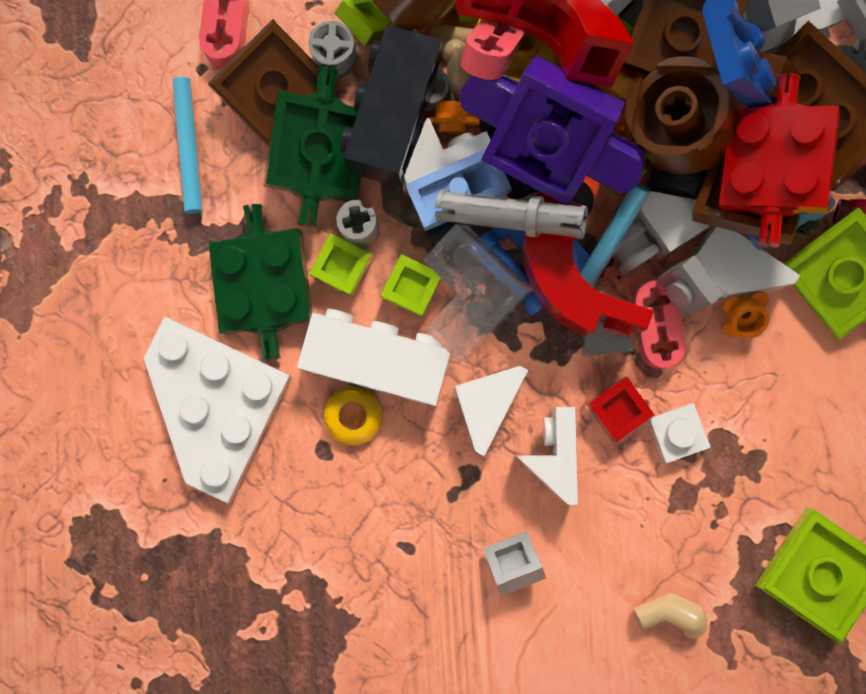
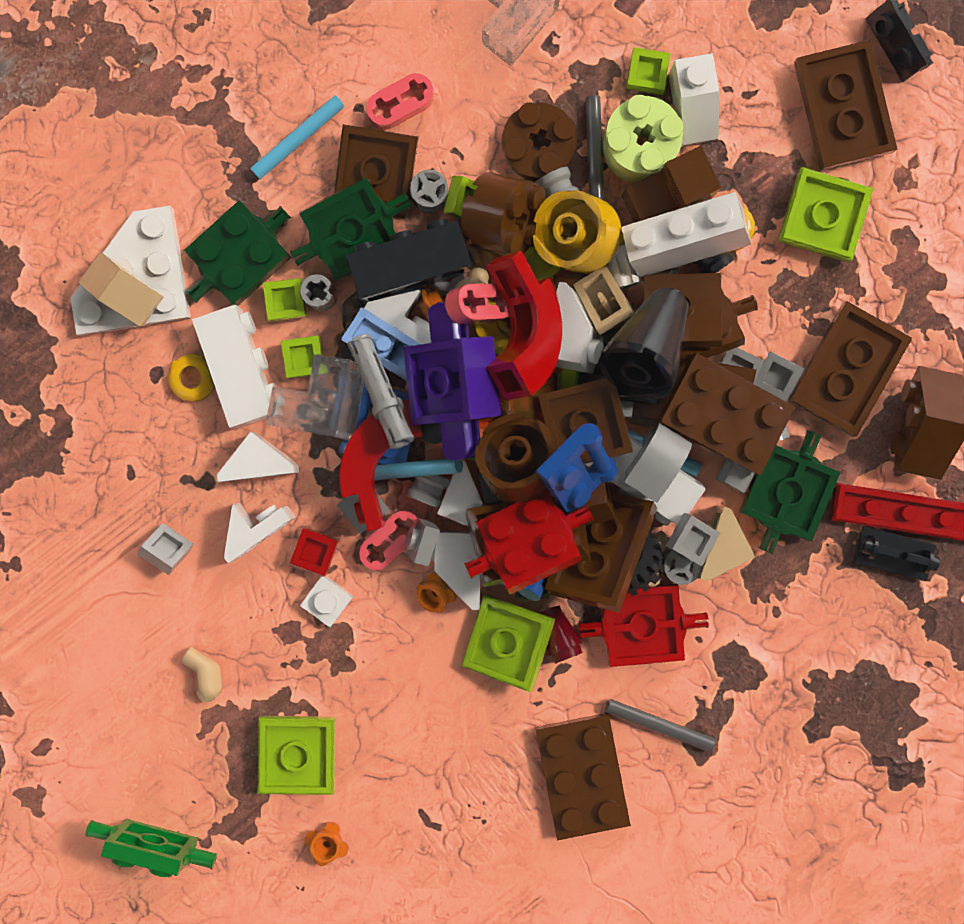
camera: 50 degrees right, 5 degrees up
(213, 421) = (120, 290): none -> tan slope

